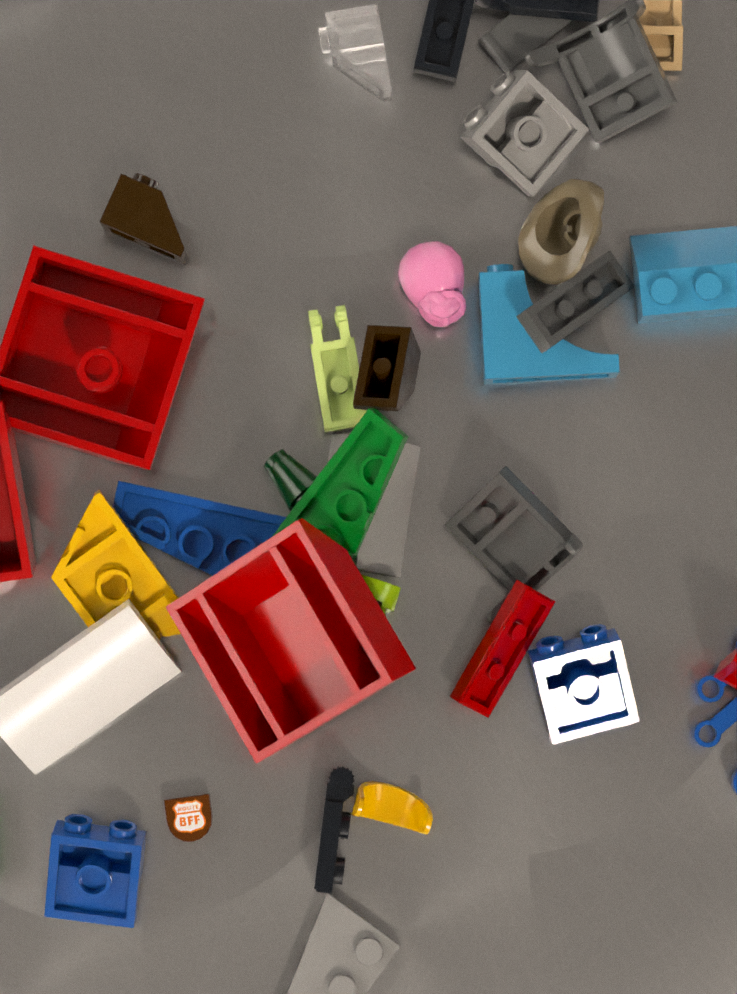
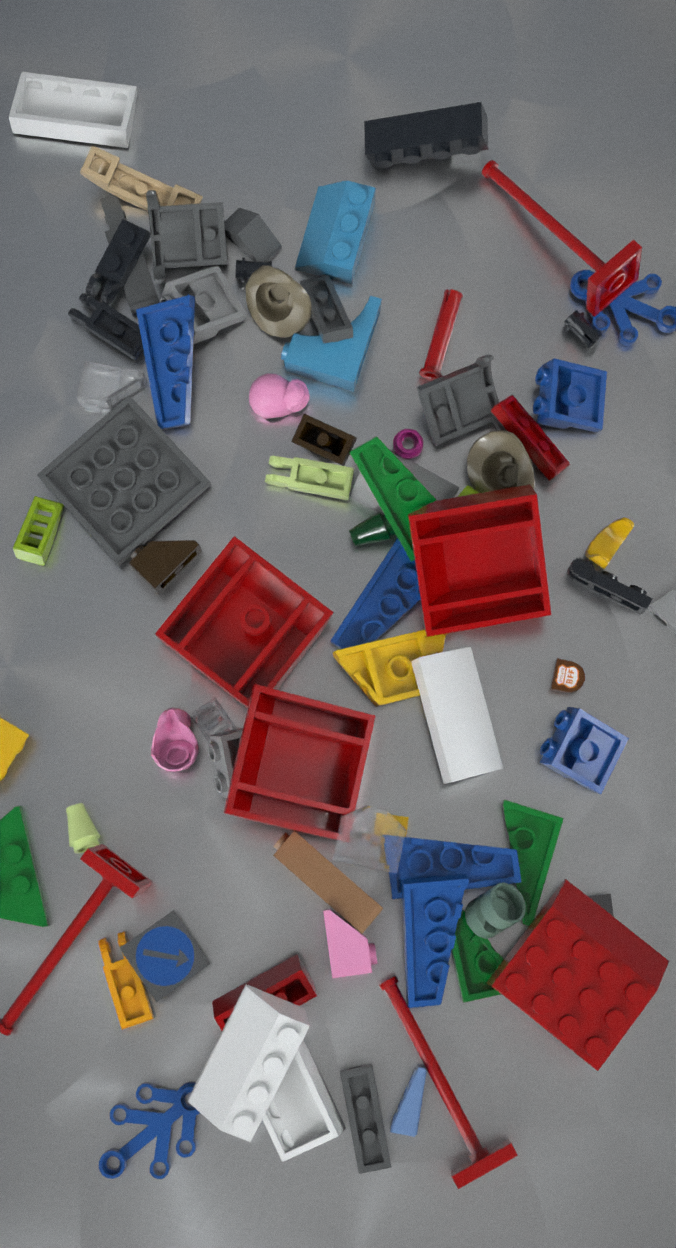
camera: 70 degrees left, 5 degrees down
(131, 52) = (38, 550): none -> lime slope
(238, 122) = (124, 480): none -> dark grey plate
(432, 112) = (168, 354): none -> blue wing
(438, 471) = (410, 435): none -> dark pink plate
(440, 620) = (499, 462): none -> dark tan hat
(600, 172) = (245, 268): none -> black pin
(607, 474) = (441, 335): none -> red pin
(650, 159) = (252, 235): none -> dark grey slope
(690, 666) = (582, 328): none -> black pin

